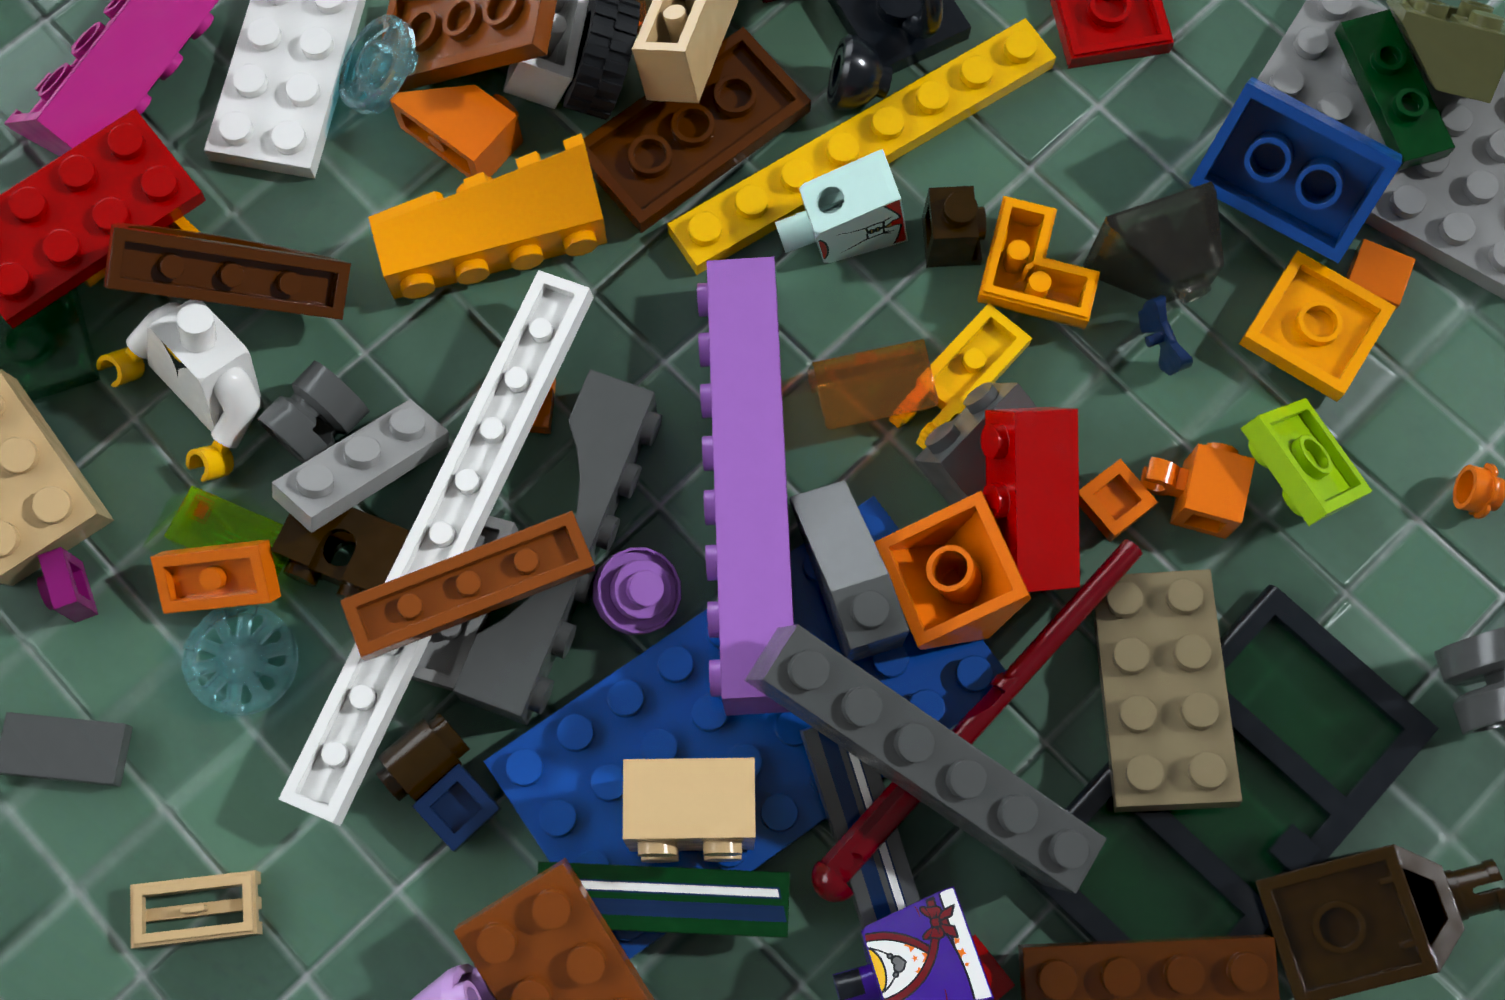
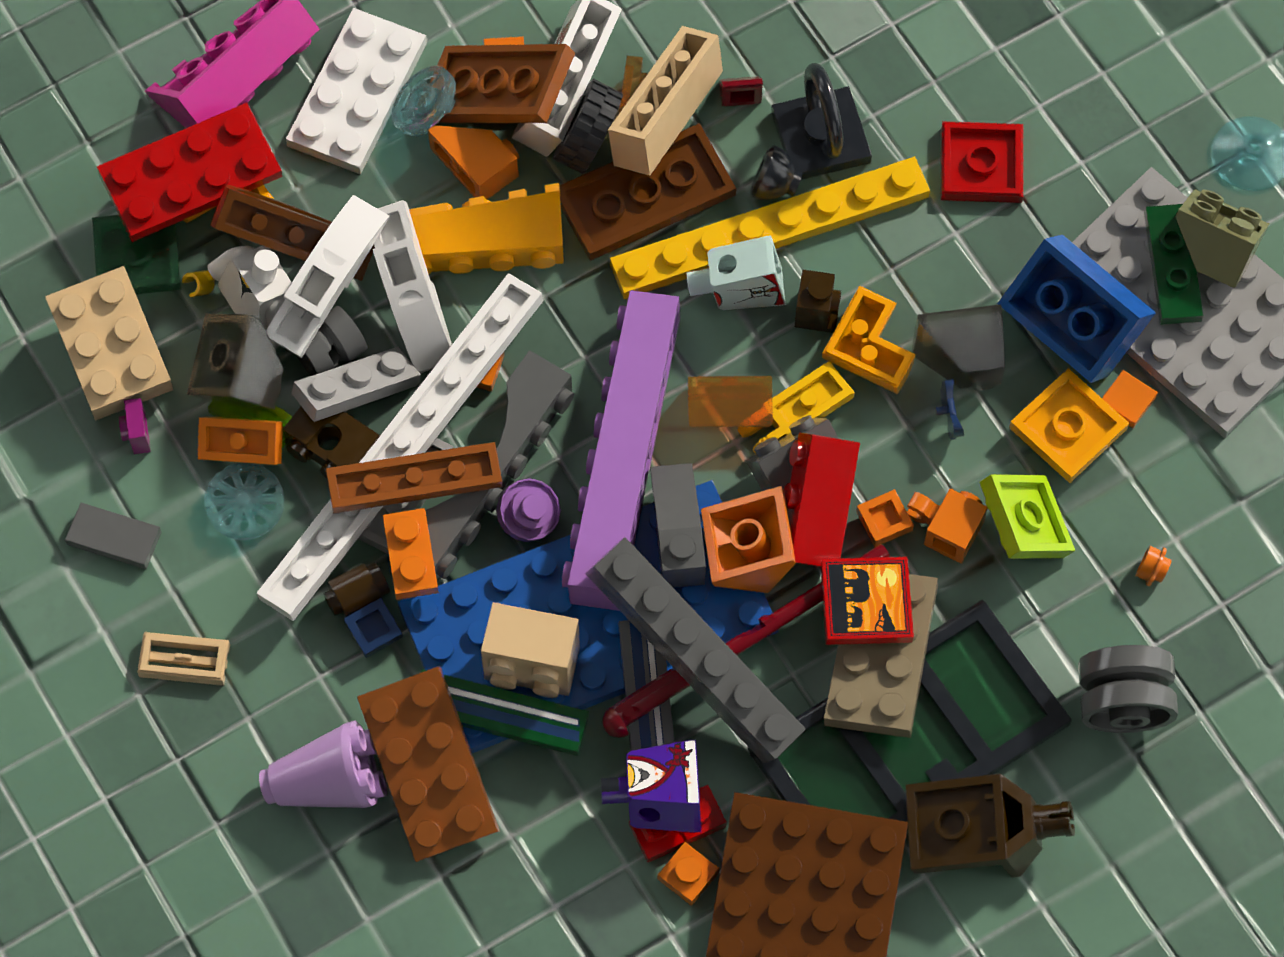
camera: 15 degrees right, 5 degrees down
(187, 470) = (236, 363): none -> clear smoke slope
(283, 323) = (326, 274): none -> white slope
(405, 312) = (410, 289): none -> white slope
(487, 695) = (410, 554): none -> orange plate
(1135, 627) = (866, 600): none -> tile

